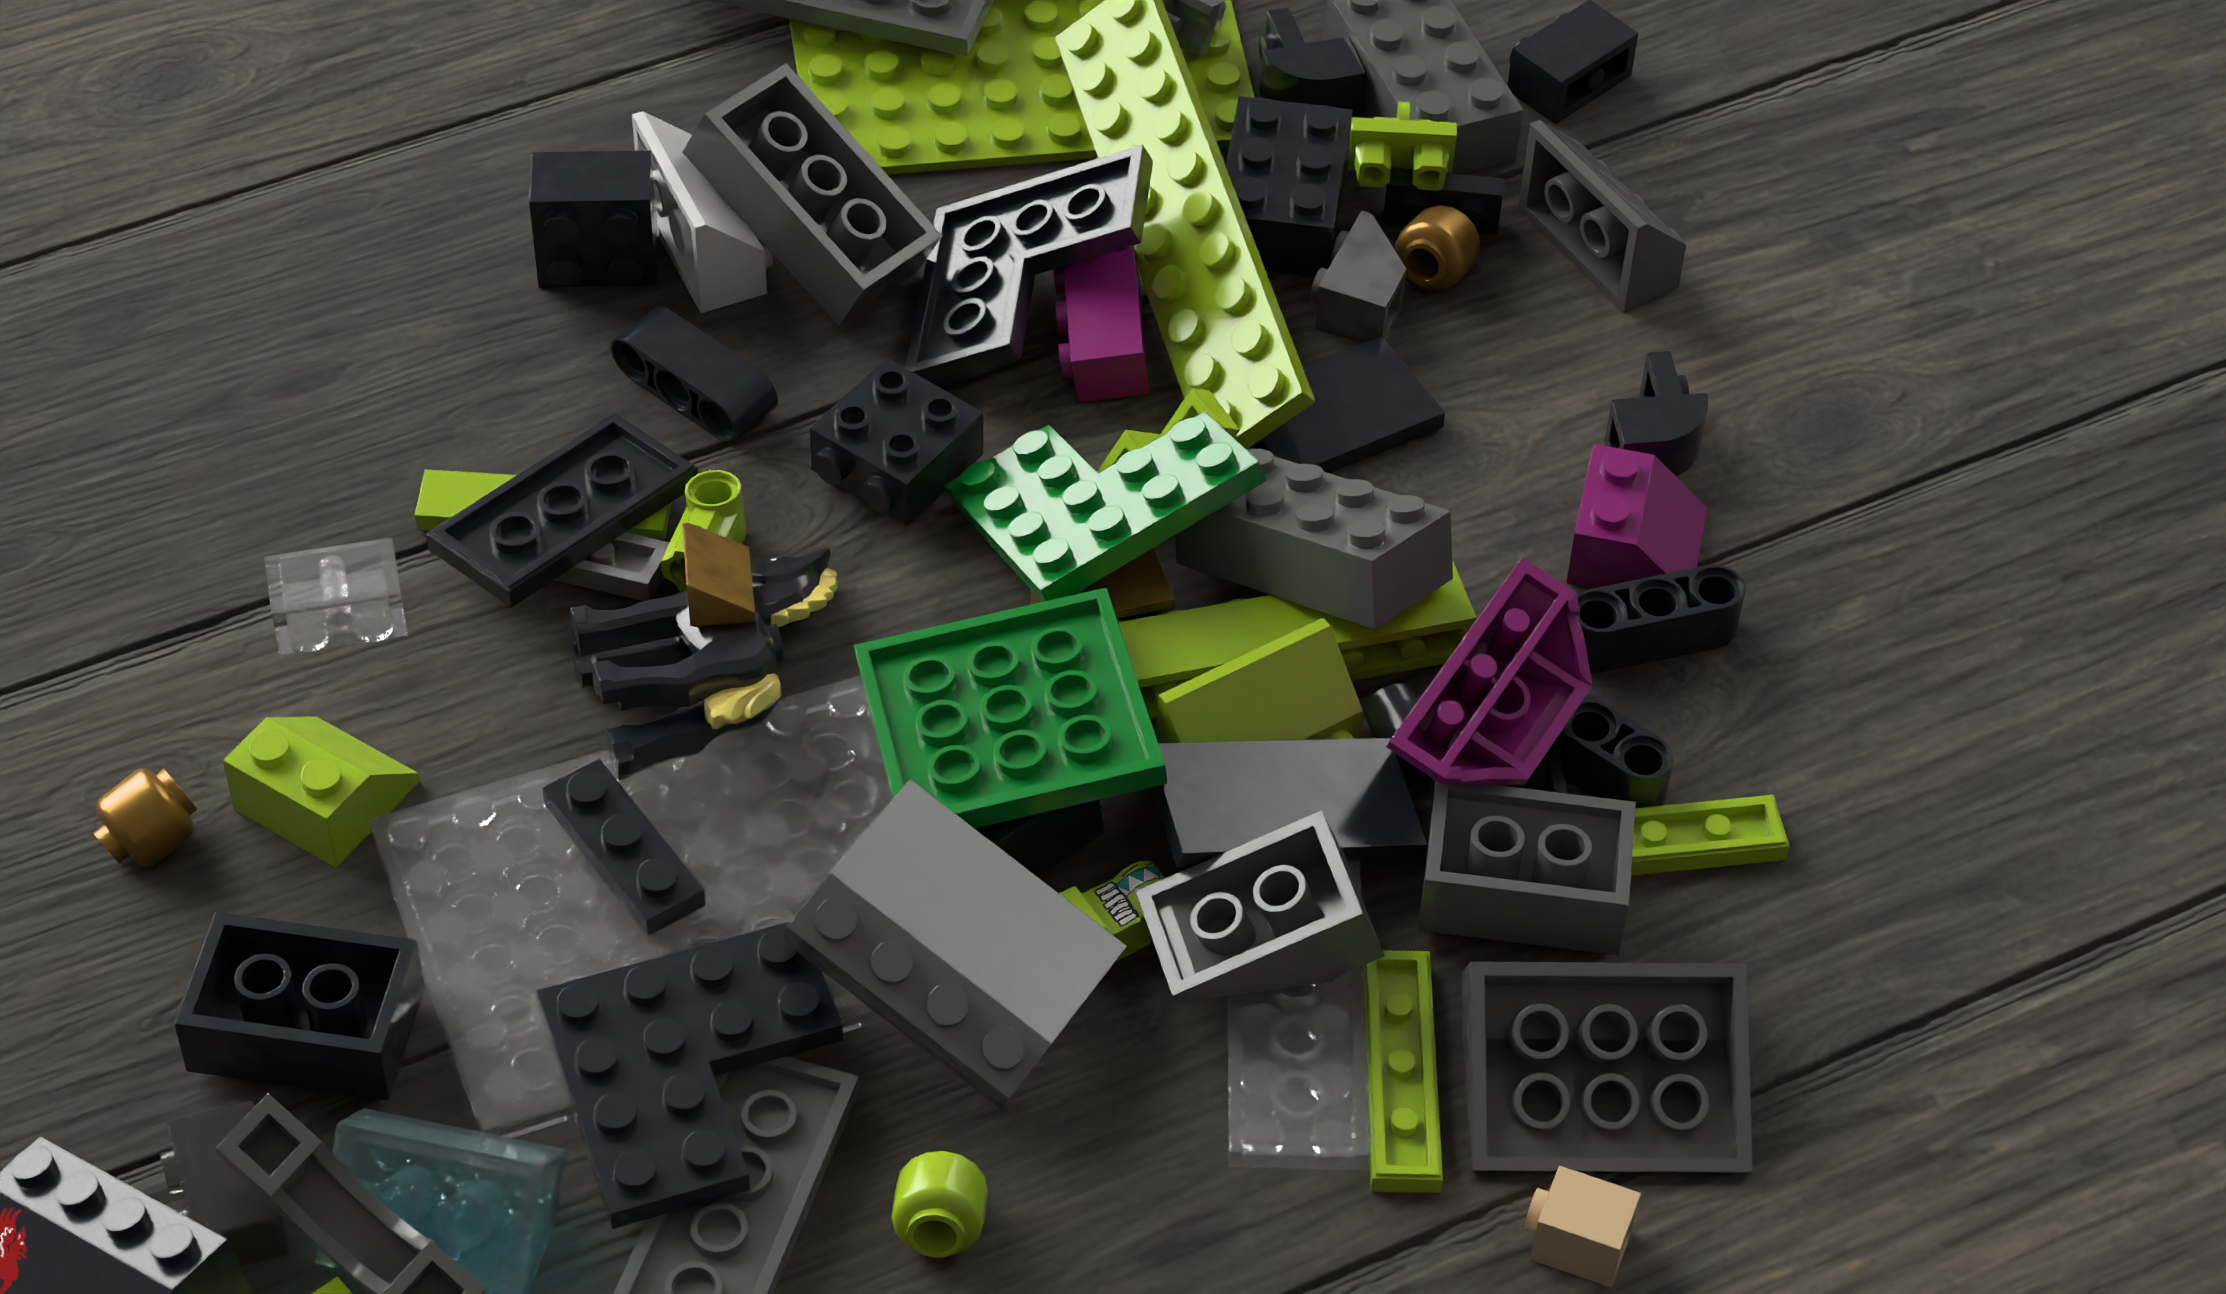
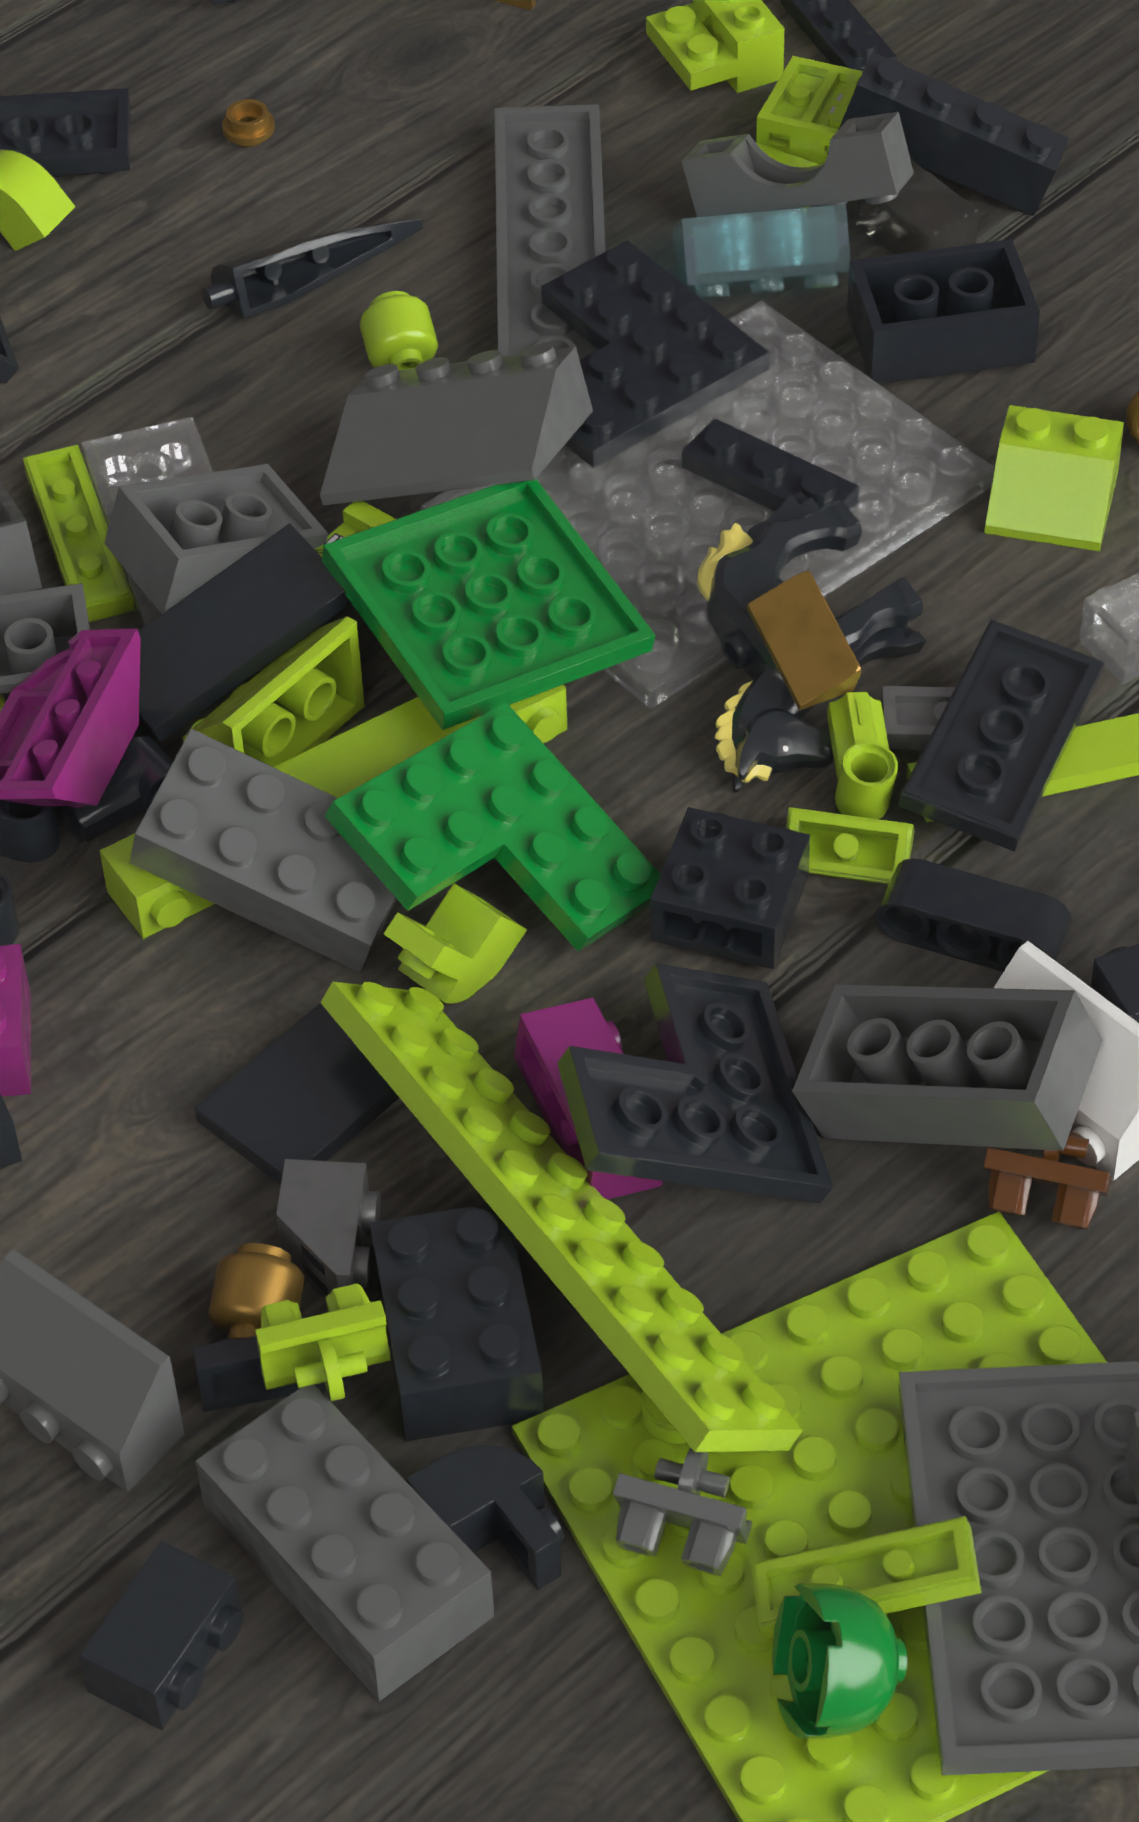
camera: 165 degrees right, 0 degrees up
(771, 493) = (852, 844): none -> lime slope

